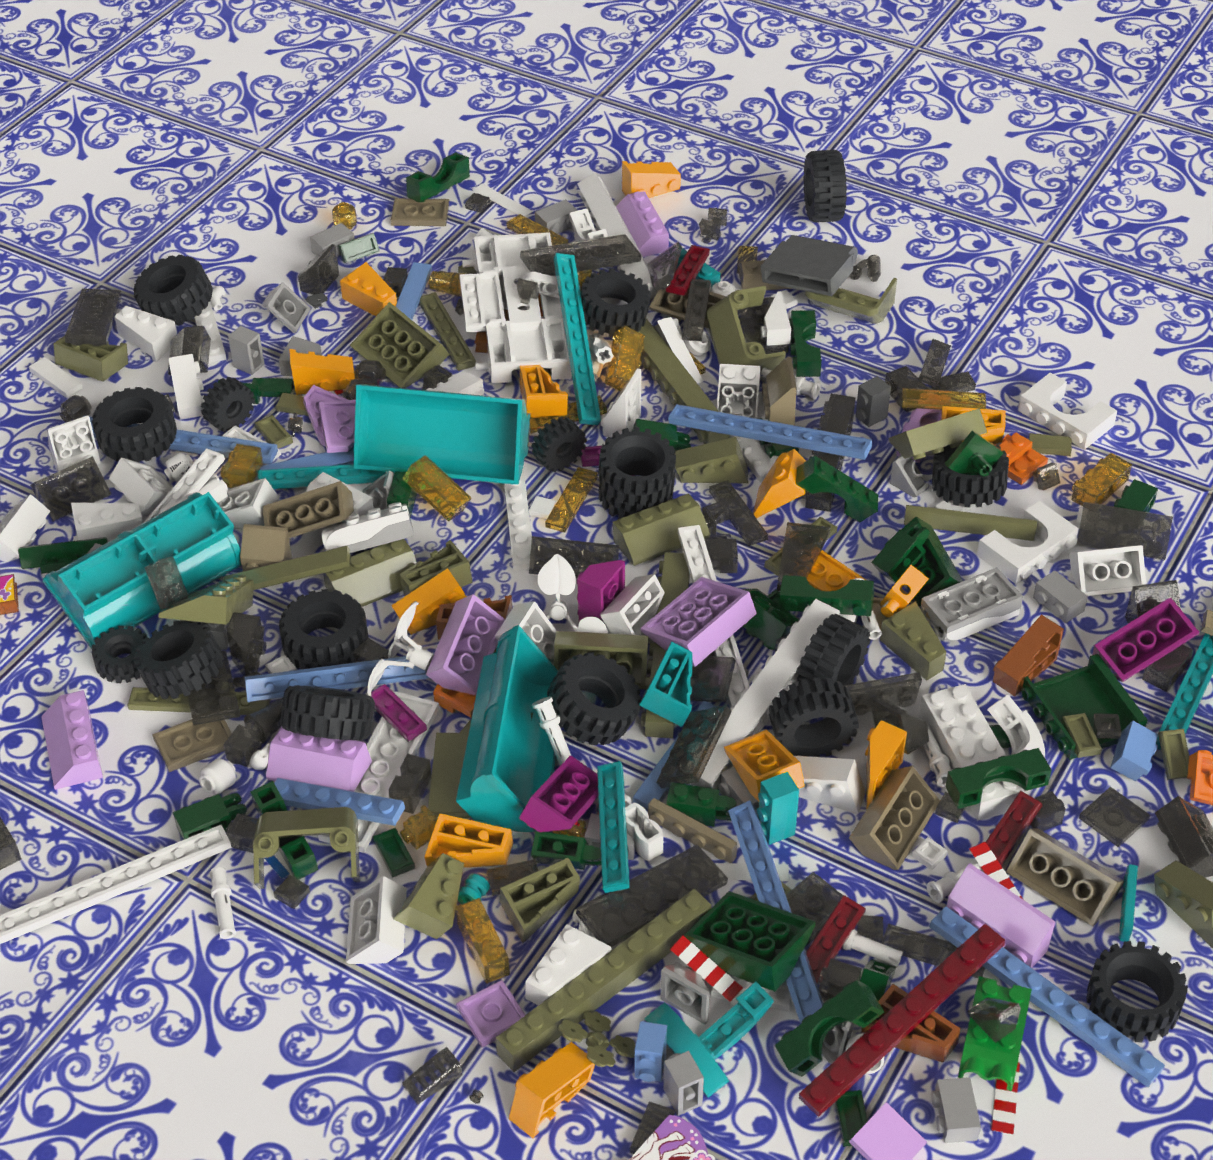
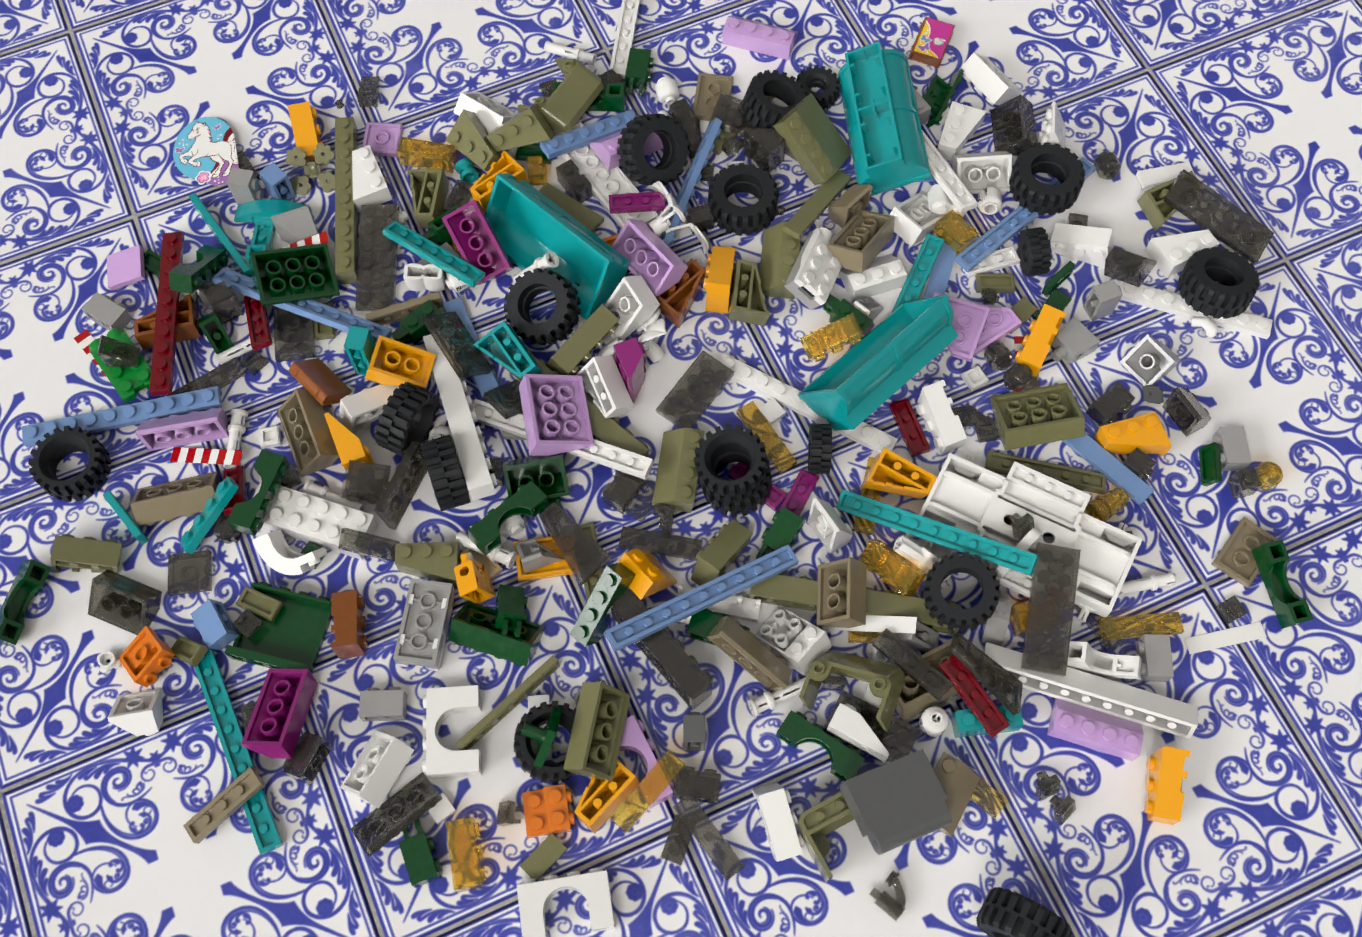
camera: 125 degrees right, 20 degrees up
(166, 582) = (837, 106): clear smoke bracket -> none
(349, 315) = (1111, 405): none -> clear smoke brick
(361, 223) = (1244, 483): none -> clear smoke brick
(392, 848) = (521, 130): none -> olive wedge
(680, 369) = (841, 594): none -> dark tan slope
(761, 1072) = (220, 235): none -> teal tile
(837, 569) = (535, 555): none -> light grey slope
(838, 836) = (319, 381): none -> dark orange piece
(879, 336) = (779, 821): none -> white wedge
(951, 680) = (367, 544): none -> clear smoke tile
(1054, 820) = (212, 510): none -> teal plate

